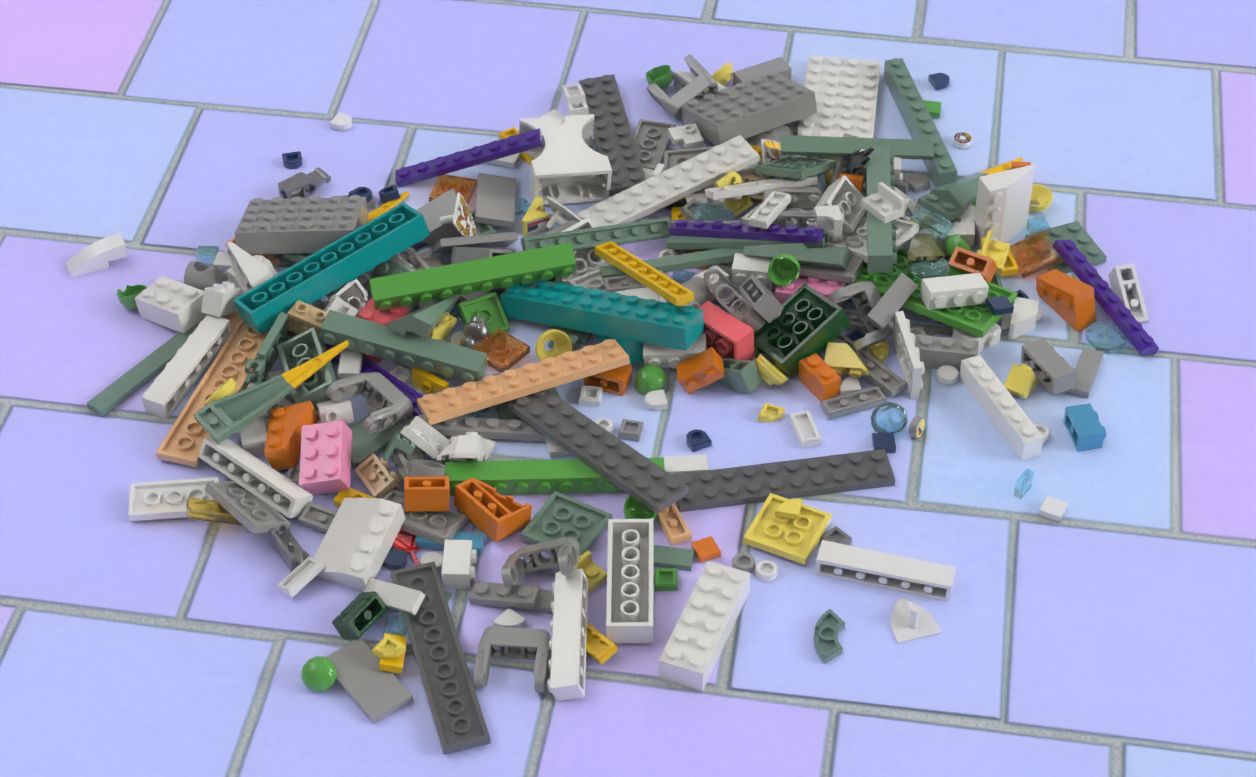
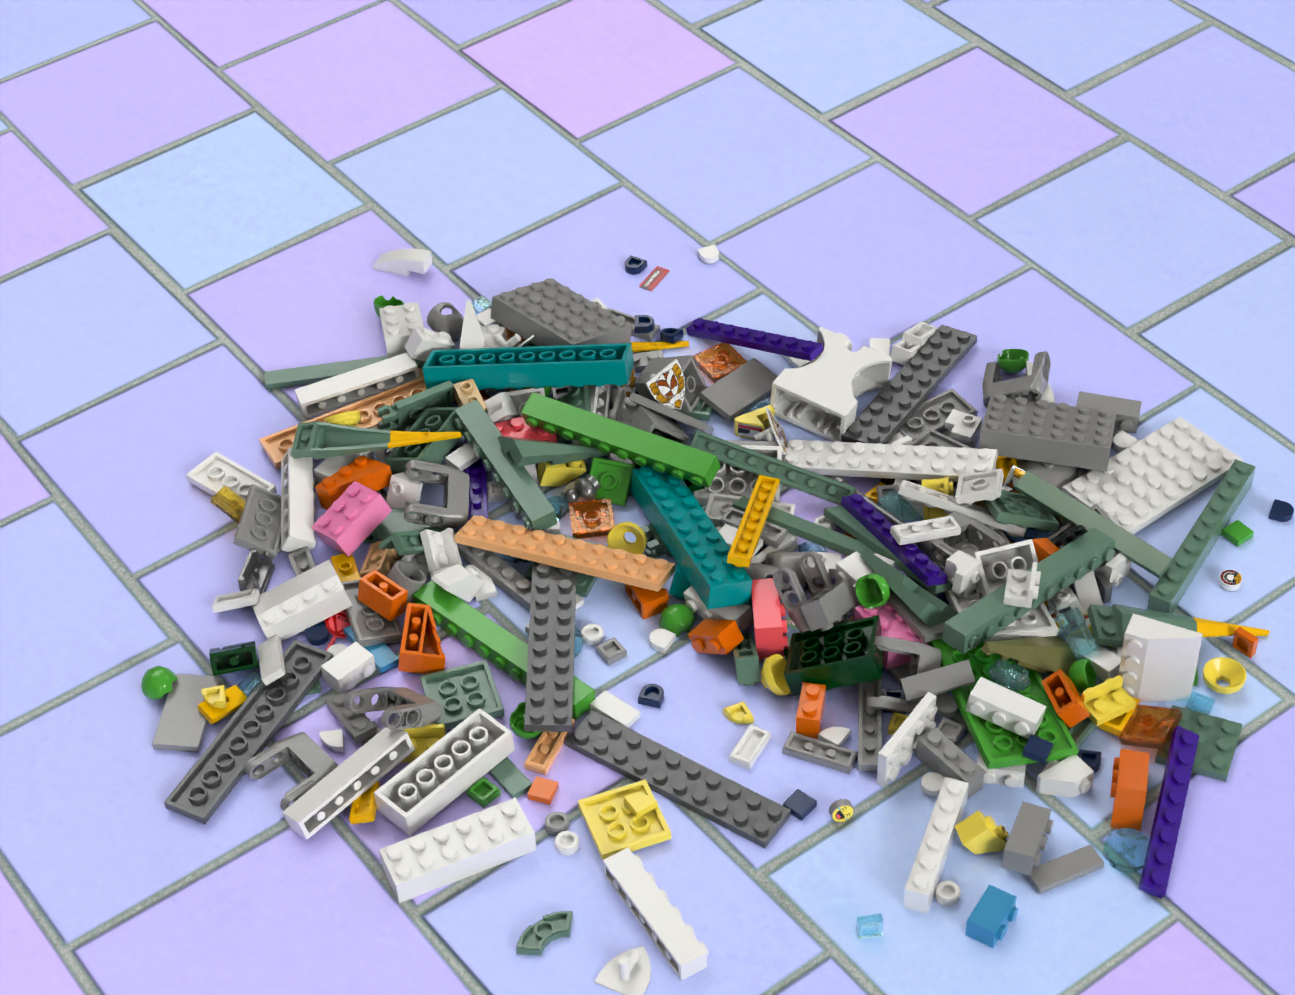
camera: 45 degrees right, 0 degrees up
(288, 260) = (512, 341): none -> white shield
(303, 184) = (614, 289): flat silver piece -> none
(318, 159) = (654, 278): none -> sticker
(428, 382) = (505, 509): yellow plate -> none
(590, 396) = (616, 601): white tile -> none
(723, 74) = (1068, 389): light yellow piece -> none
(762, 163) = (979, 486): none -> white plate
(837, 535) = (654, 858): flat silver tile -> none
(844, 360) = (848, 707): light yellow slope -> none
(889, 418) = (823, 785): clear light blue hair -> none
(917, 182) = (1133, 592): light grey tile -> none
(1053, 508) = (871, 968): white tile -> none
(1126, 285) = (1199, 824): white slope -> none

